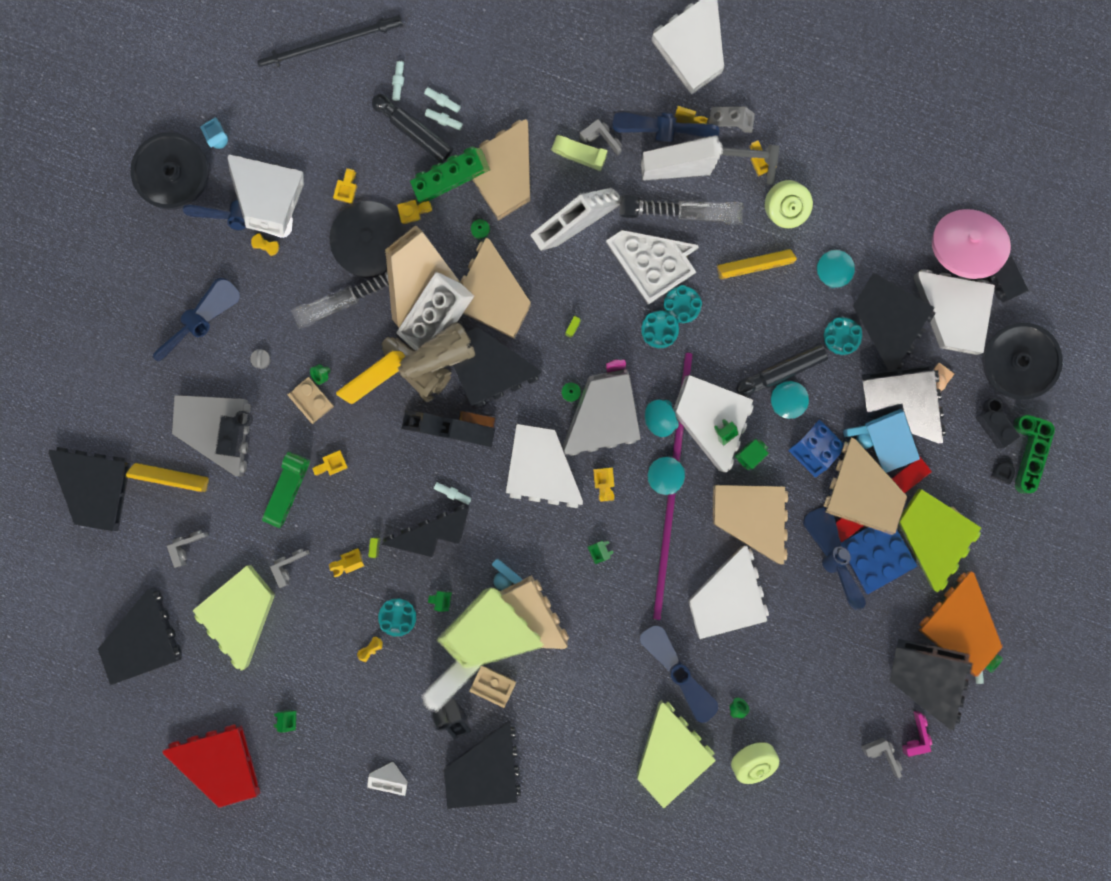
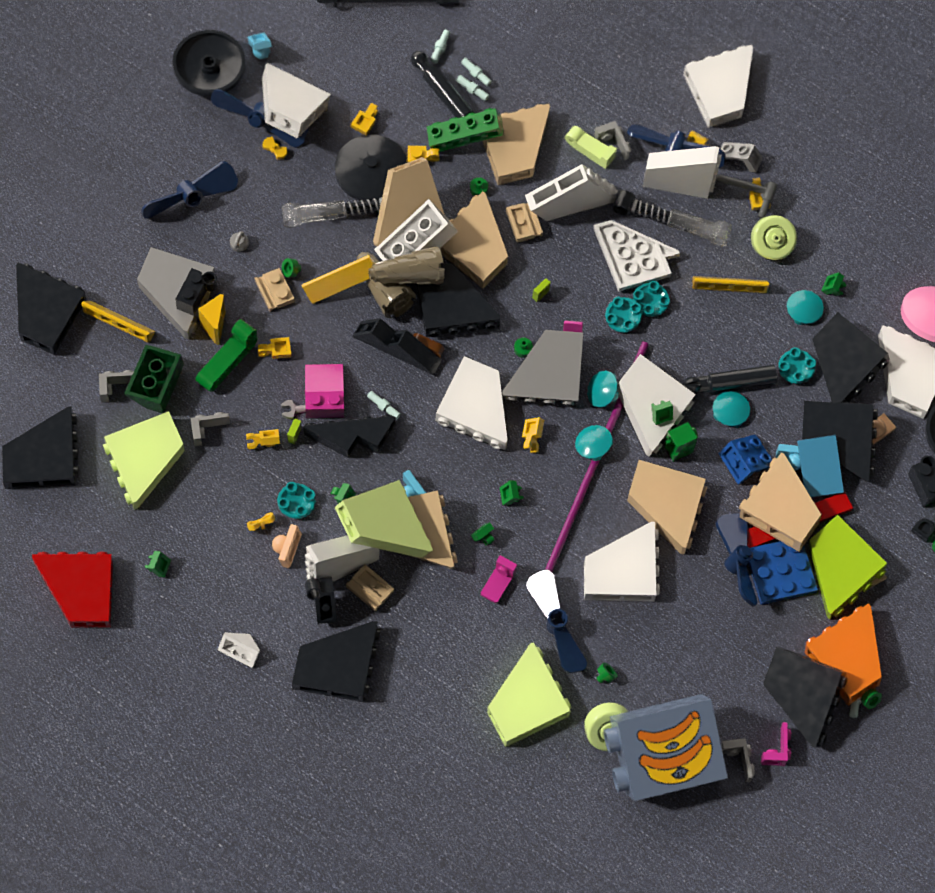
camera: 10 degrees right, 20 degrees down
(222, 534) = (155, 378): none -> dark green slope
(260, 454) = (212, 317): none -> yellow slope
(370, 520) = (294, 409): none -> light grey bar
(390, 494) = (324, 391): none -> dark pink slope
(402, 667) = (287, 545): none -> light nougat tile
(535, 260) = (523, 222): none -> tan plate
(584, 601) = (483, 534): none -> green tile
(612, 645) = (499, 579): none -> dark pink bracket
(816, 779) = (666, 747): none -> sand blue brick
(858, 236) = (833, 283): none -> green tile

